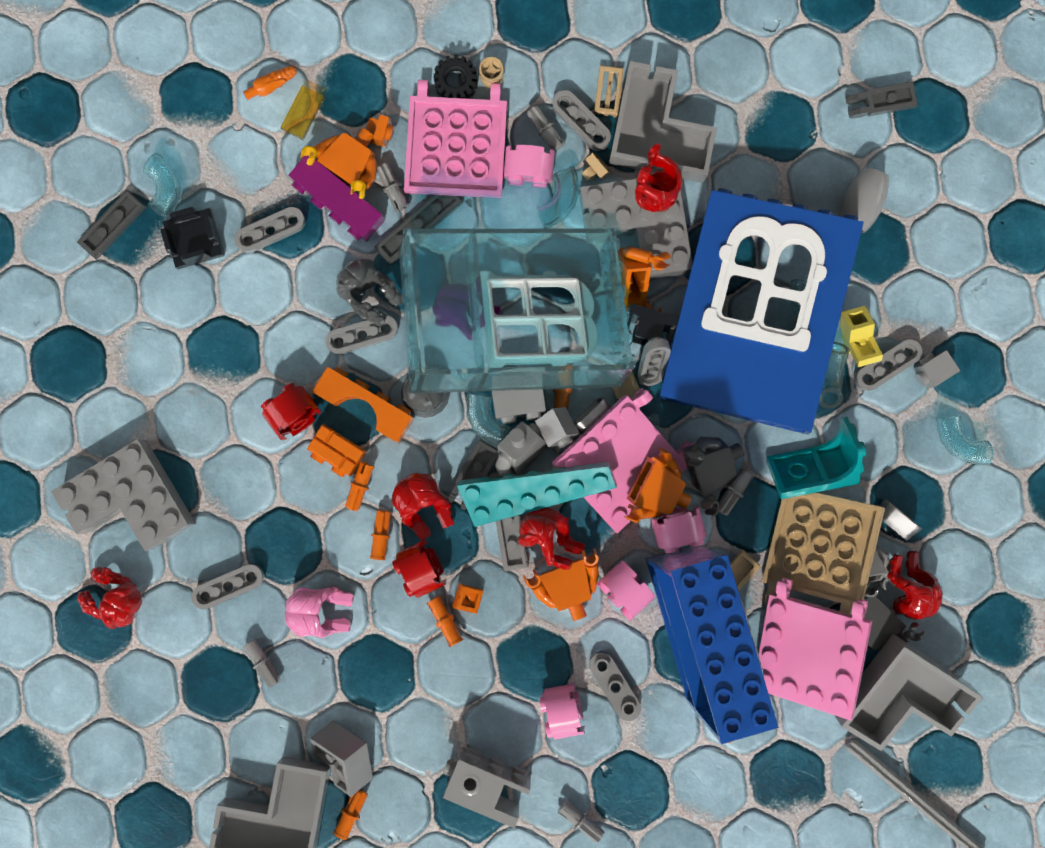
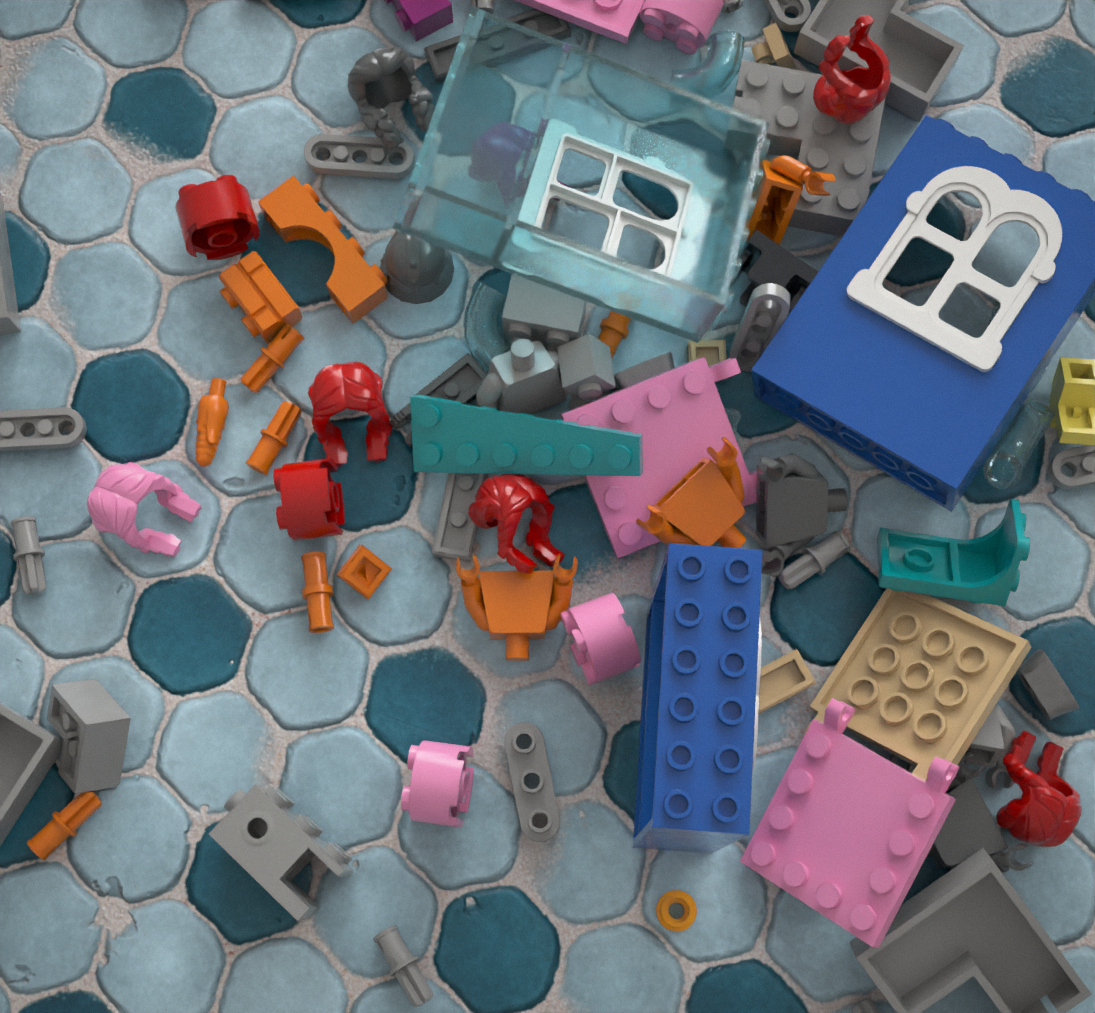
camera: 20 degrees right, 10 degrees down
(337, 538) = (211, 421): none -> orange piece

